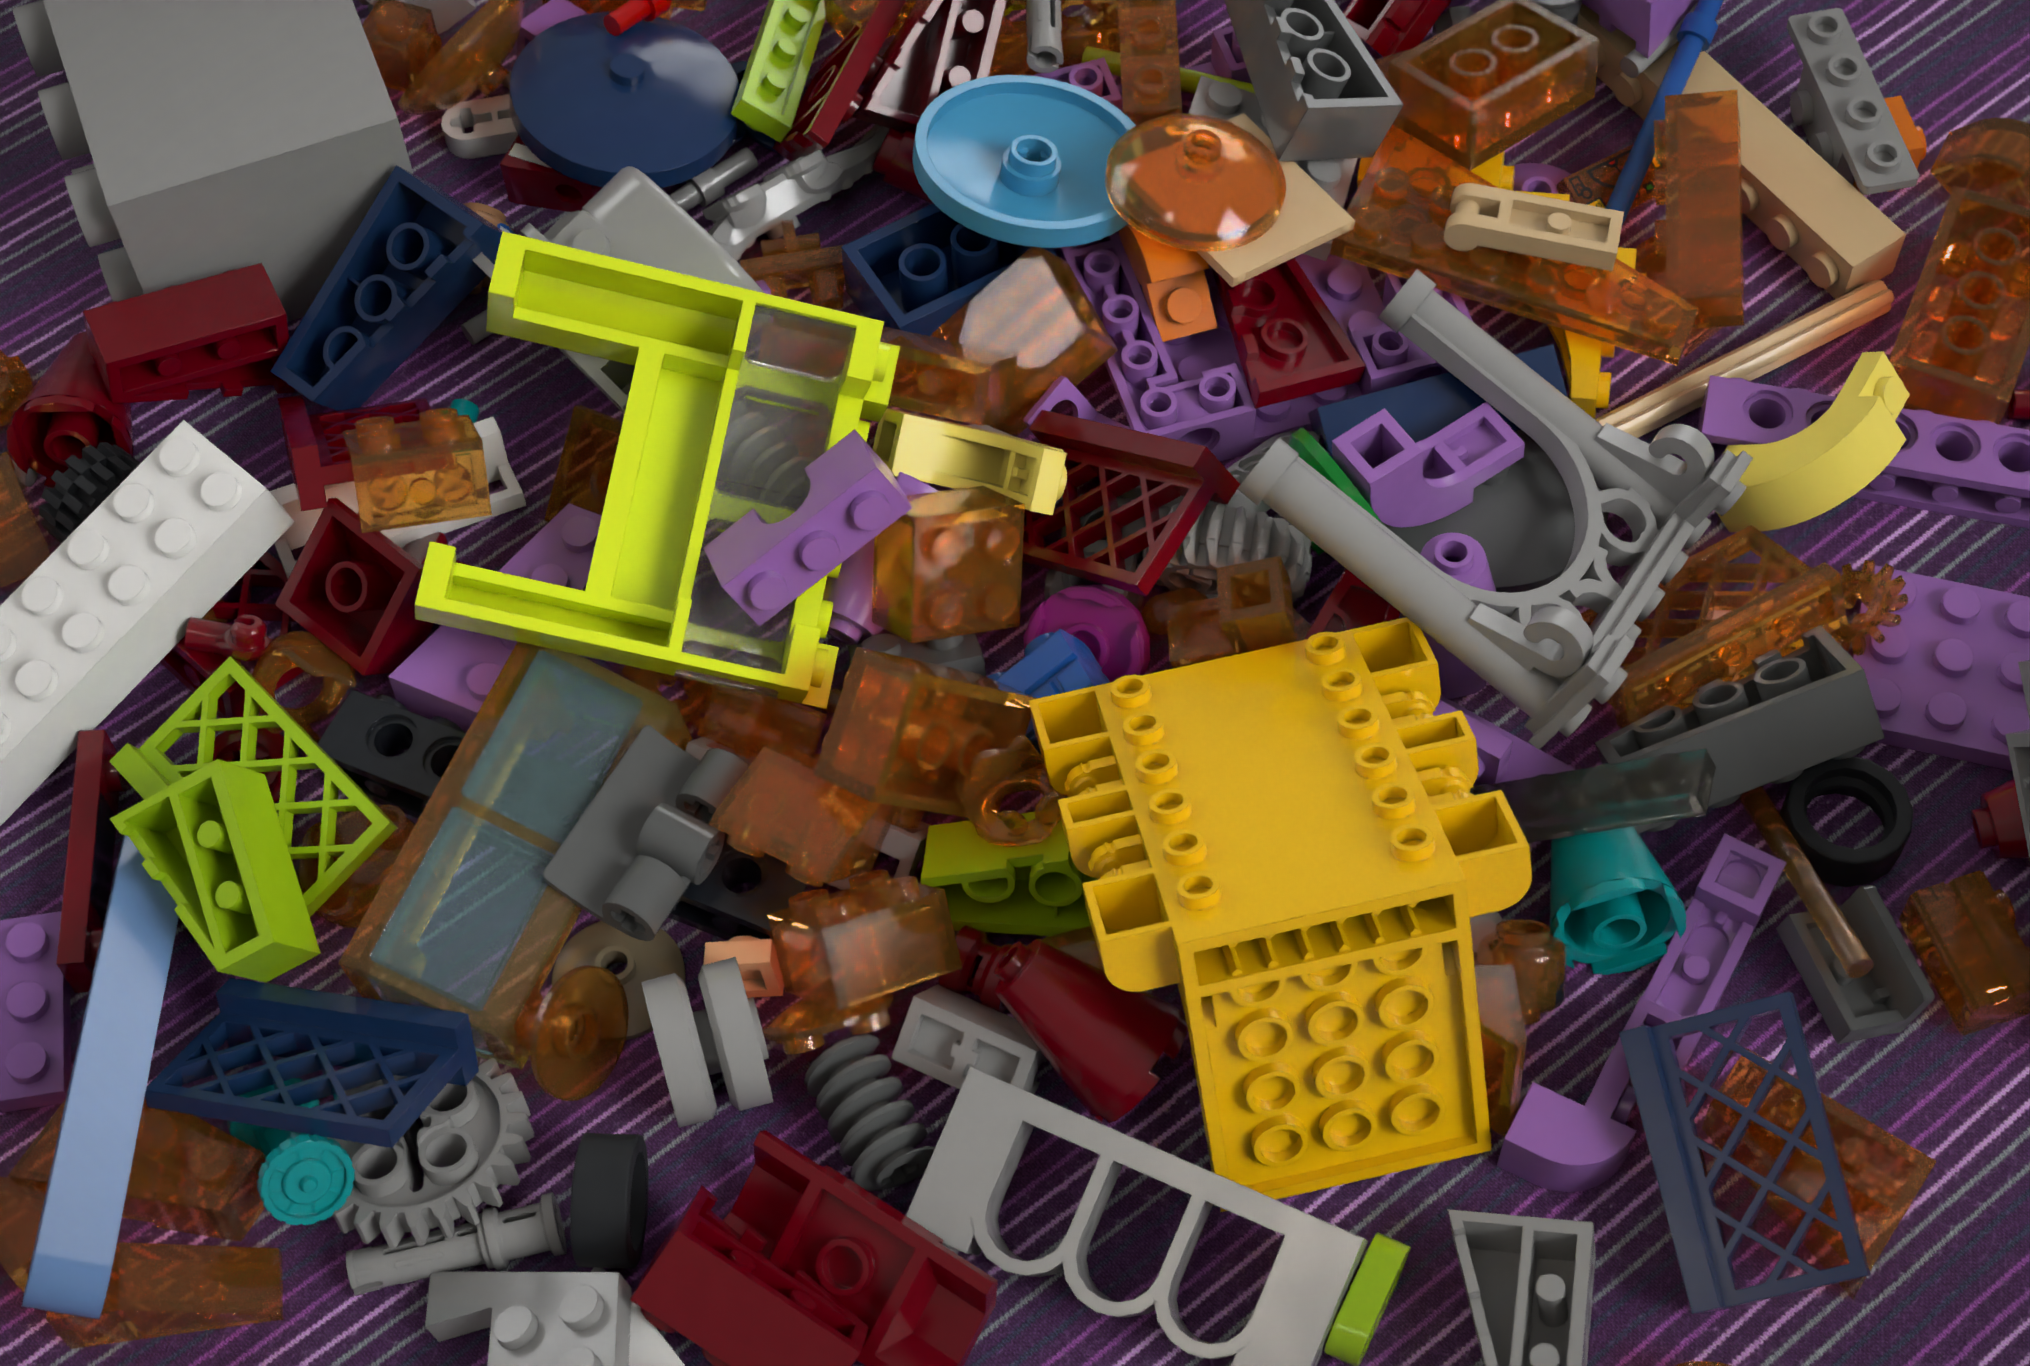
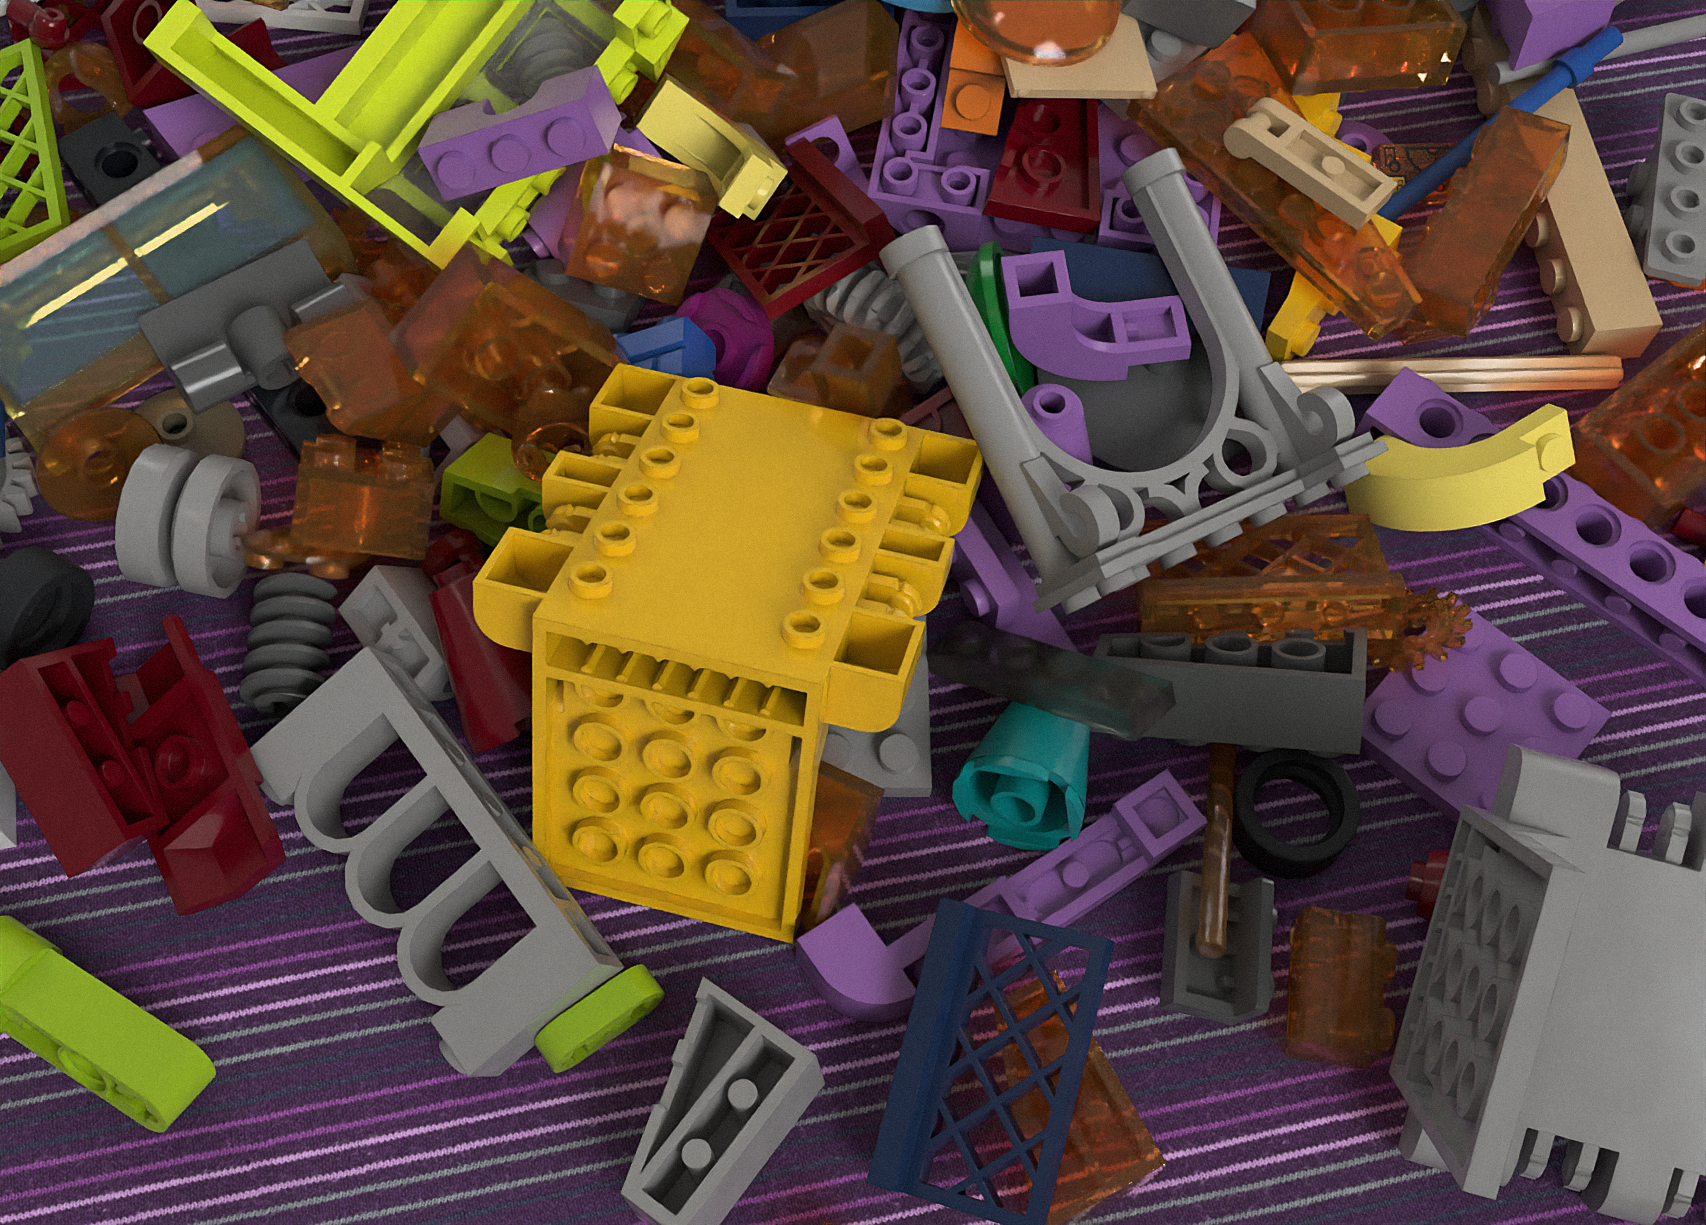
camera: 20 degrees right, 5 degrees up
(756, 963) = (276, 474): light nougat plate -> none
(1537, 963) = (916, 800): clear orange head -> none

